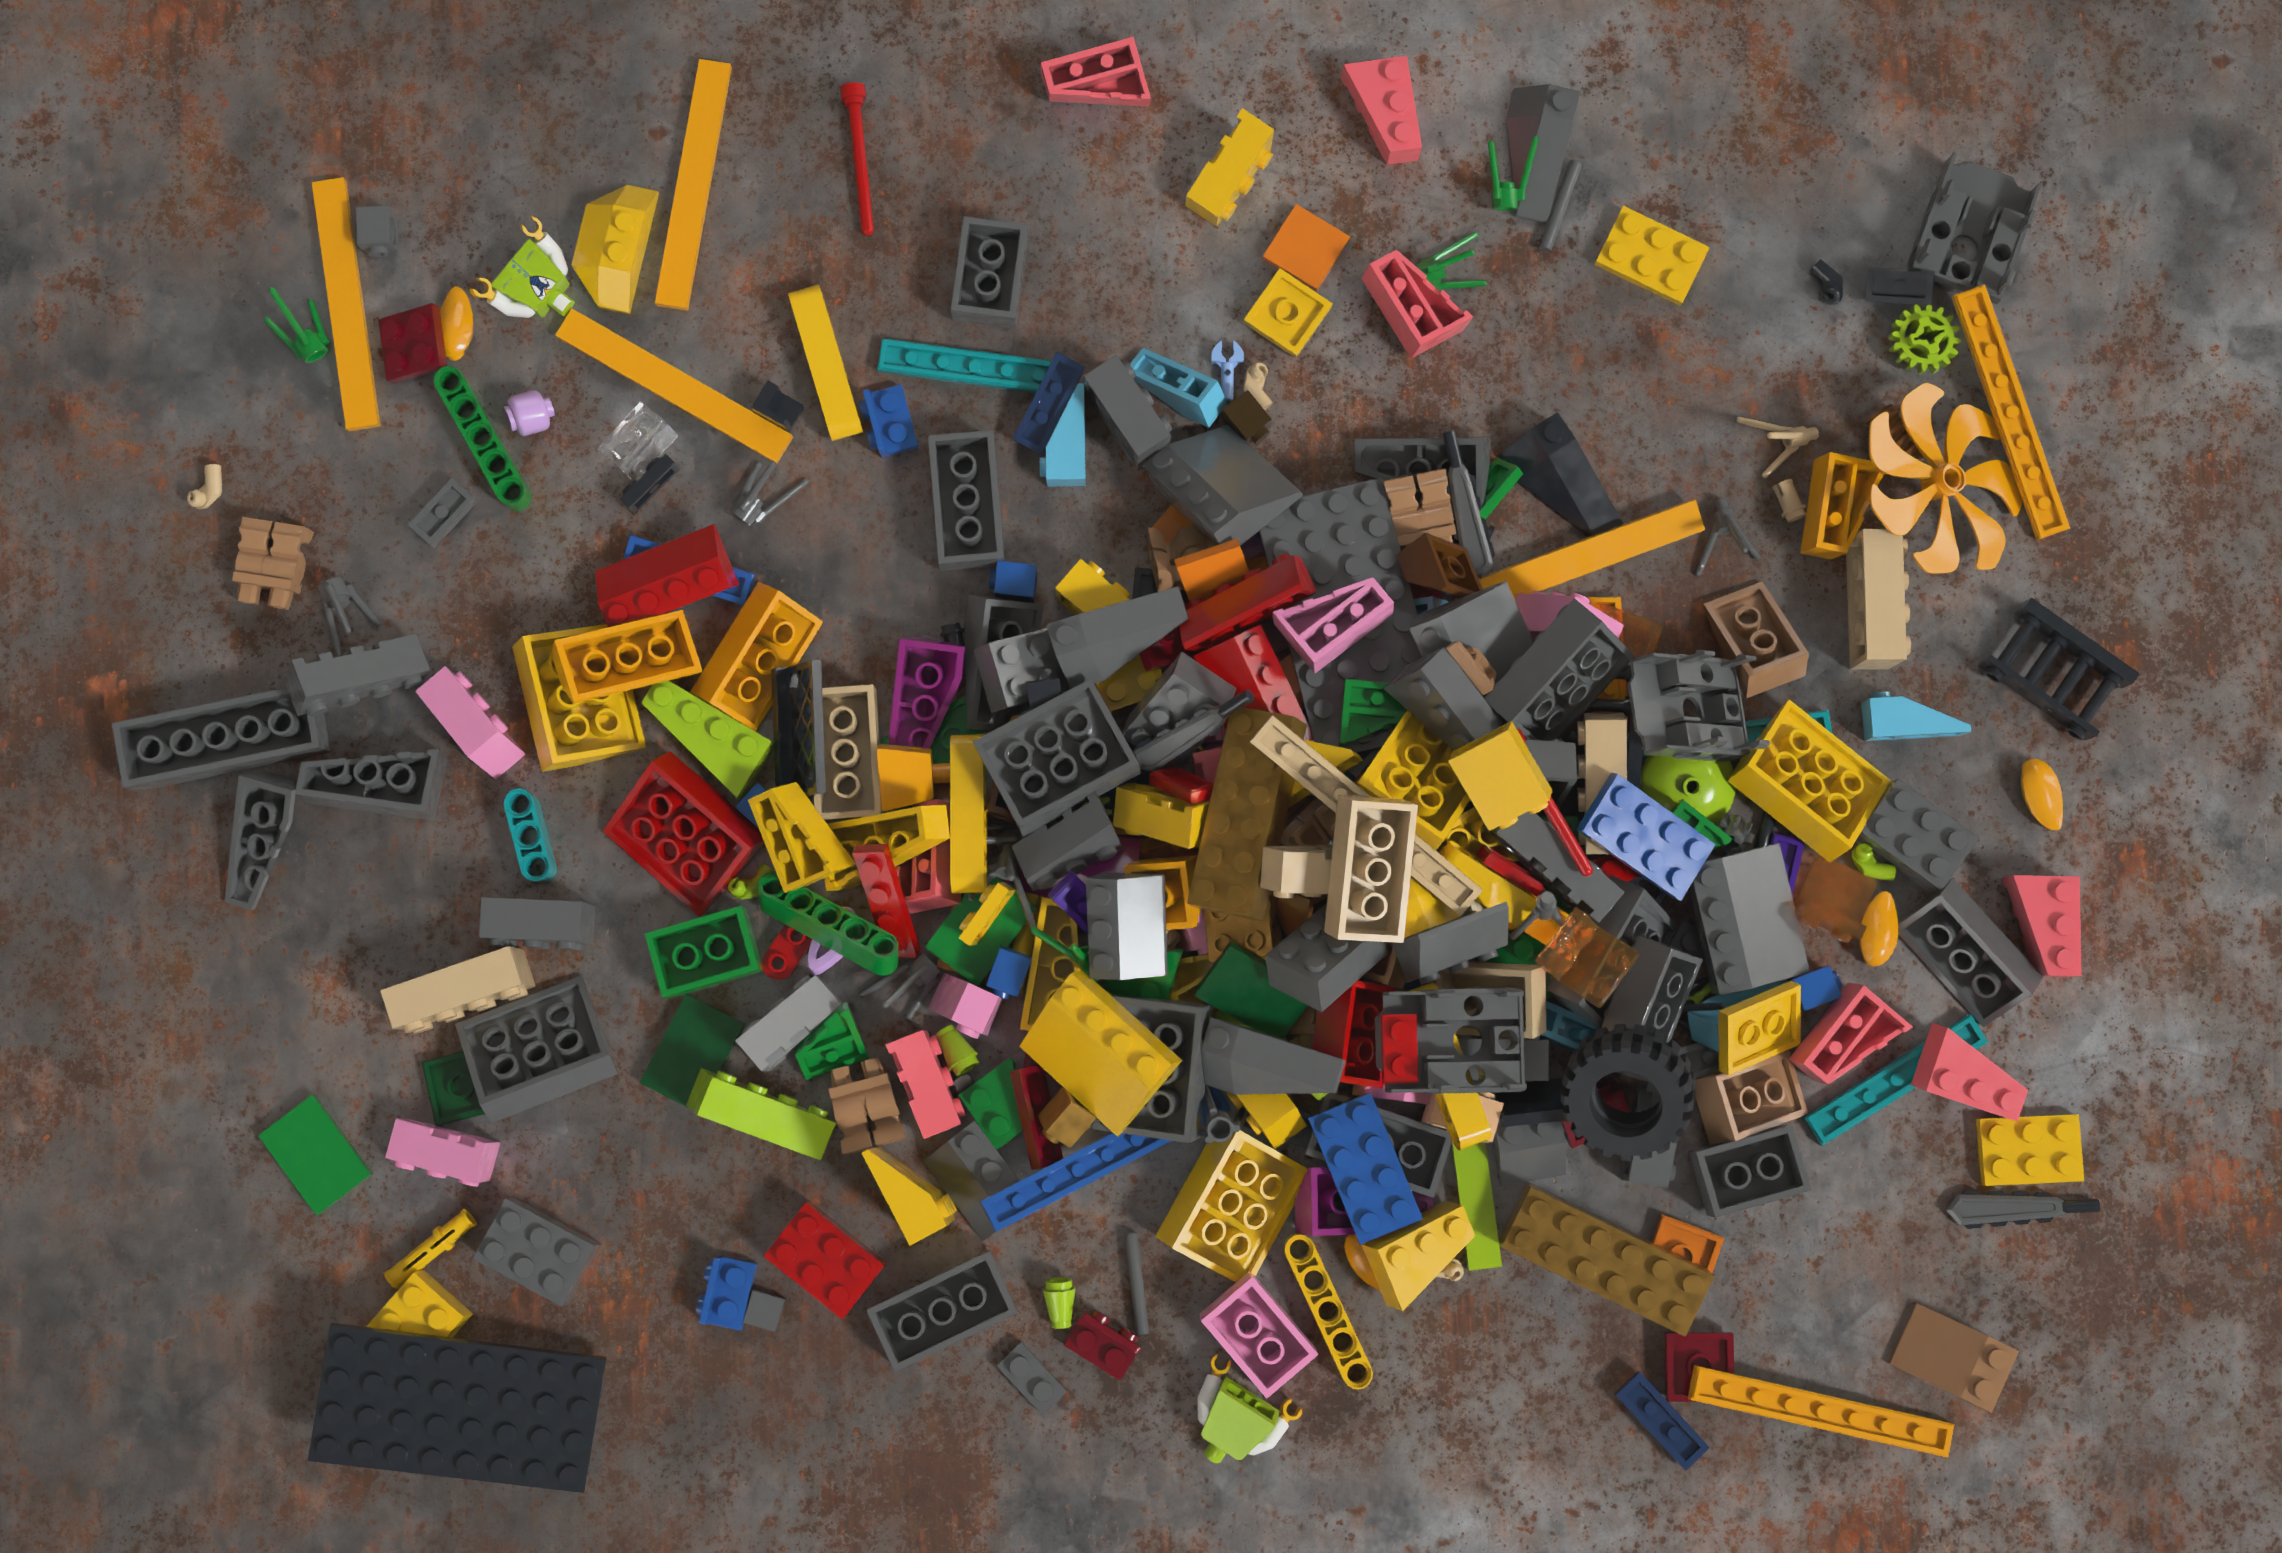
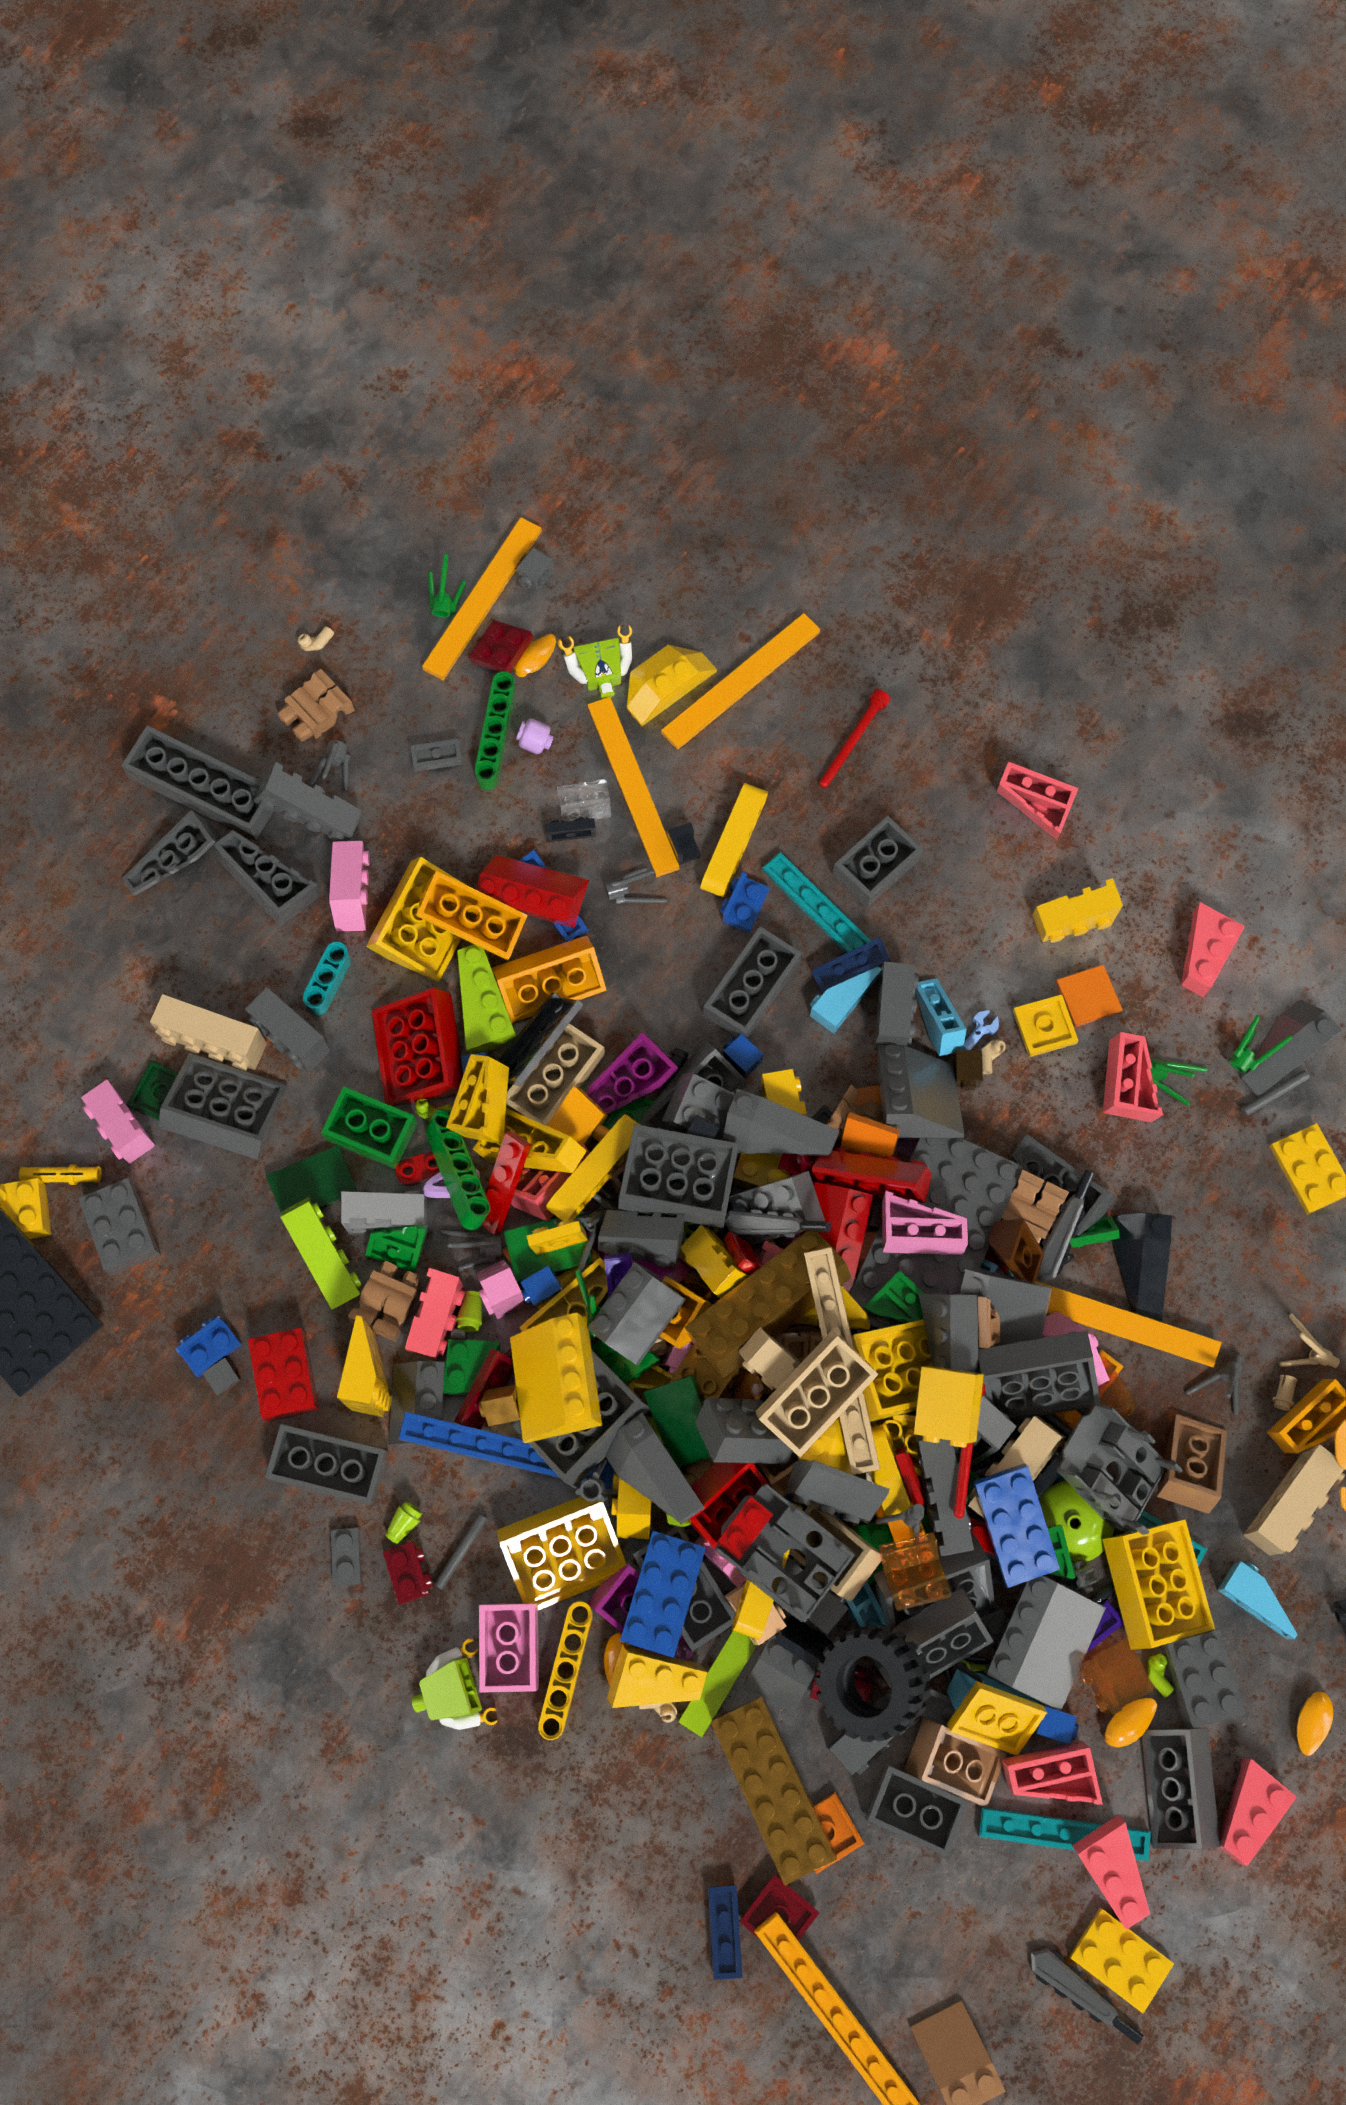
camera: 40 degrees right, 10 degrees down
(315, 1154) = (44, 1065): green tile -> none

